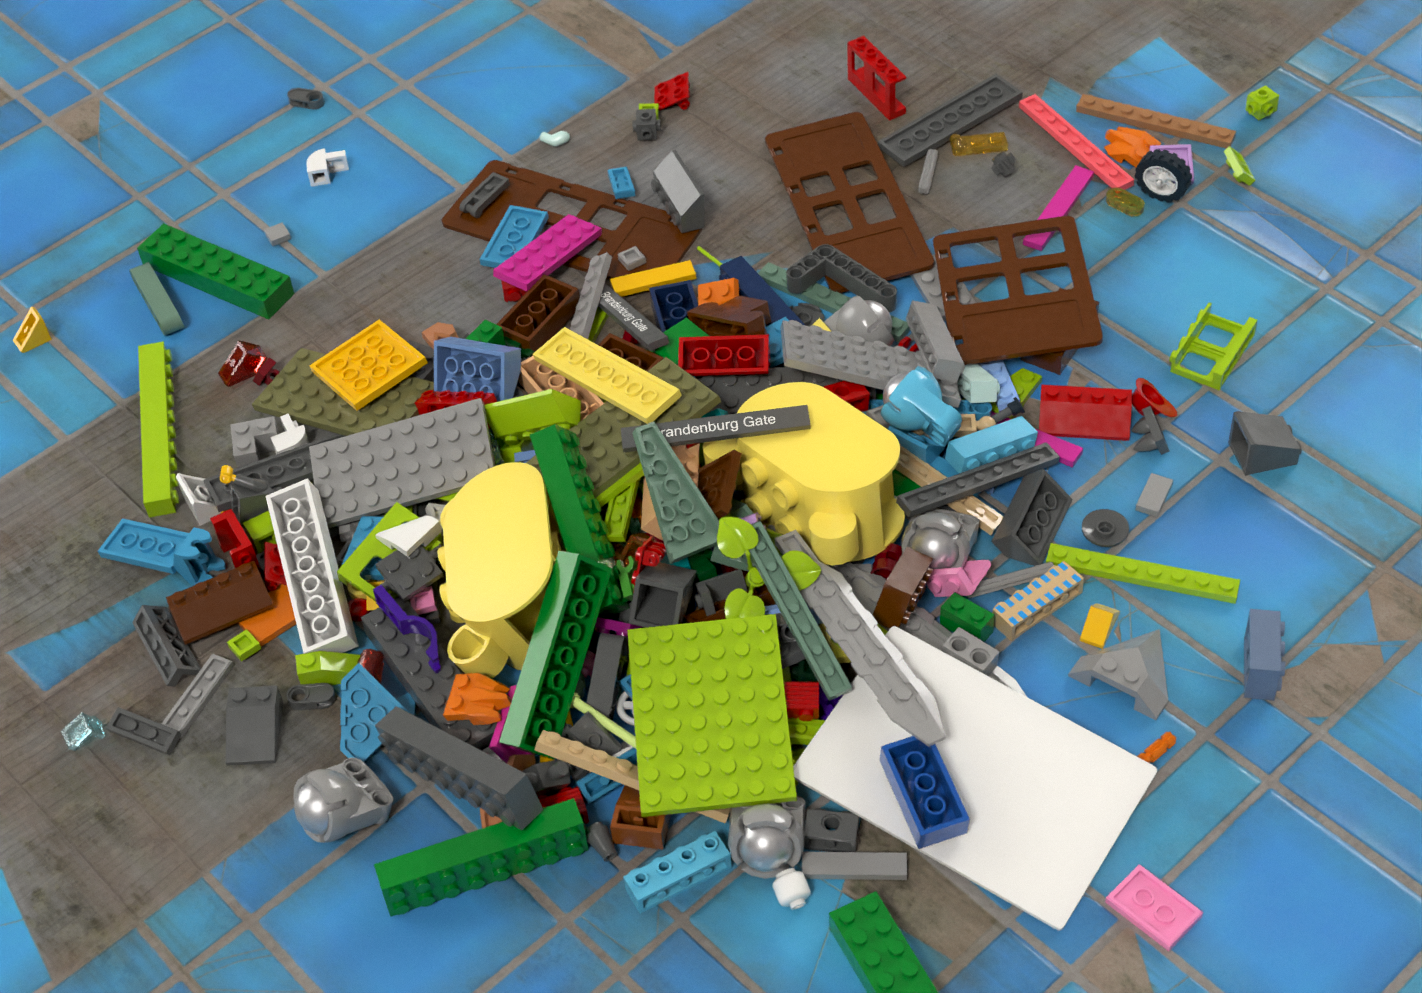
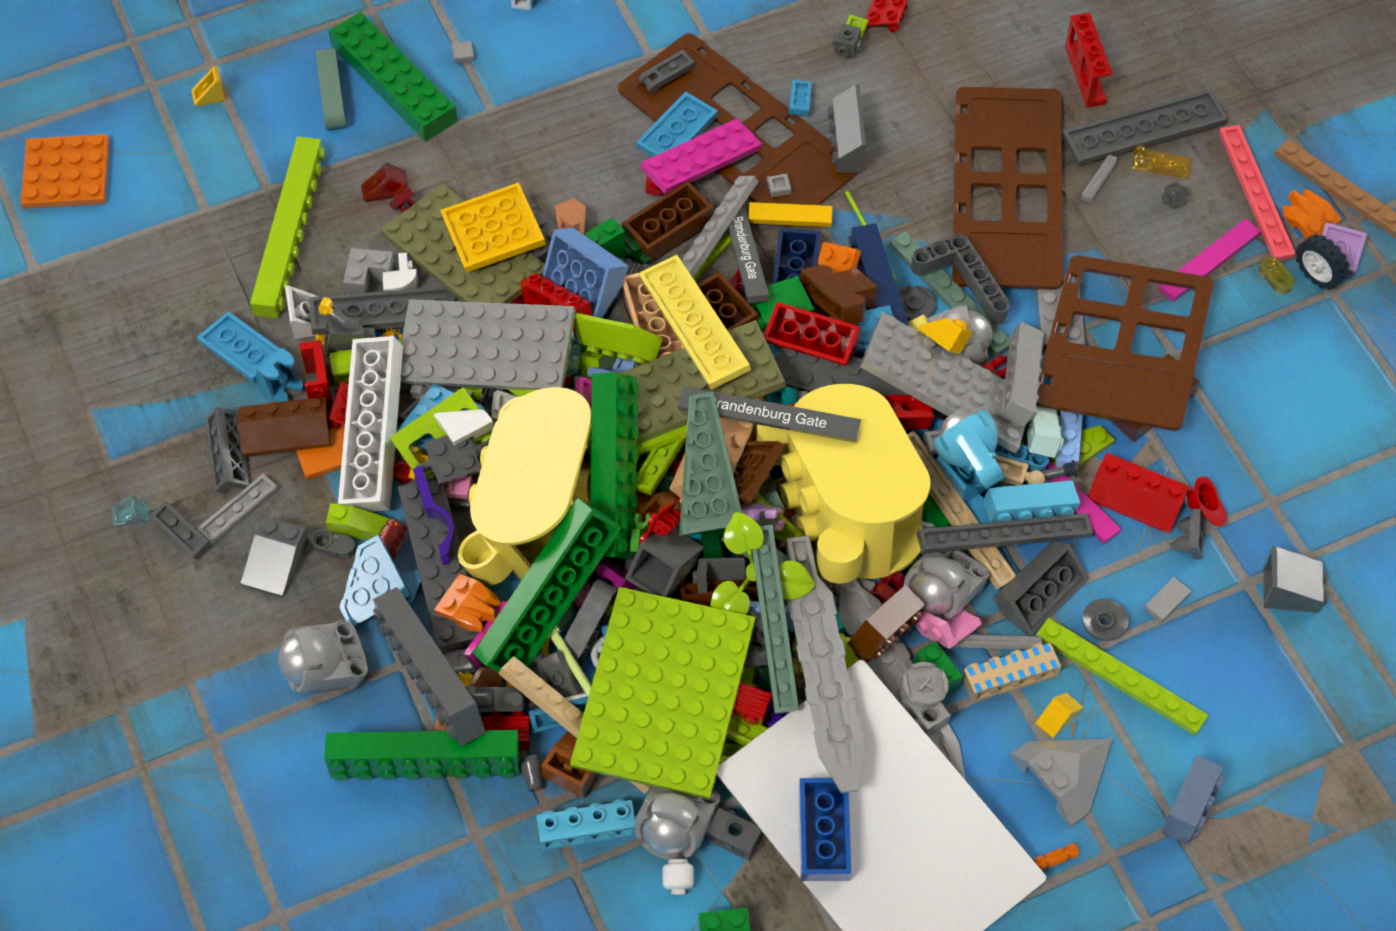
camera: 15 degrees right, 10 degrees up
(244, 645) = (292, 474): lime plate -> none
(556, 139) = (756, 29): light aqua arm -> none
(852, 320) = (948, 333): none -> yellow slope
(855, 865) = (742, 872): light grey tile -> none
(963, 631) = (924, 685): none -> light grey tile
(1225, 357) = (1299, 476): lime window -> none

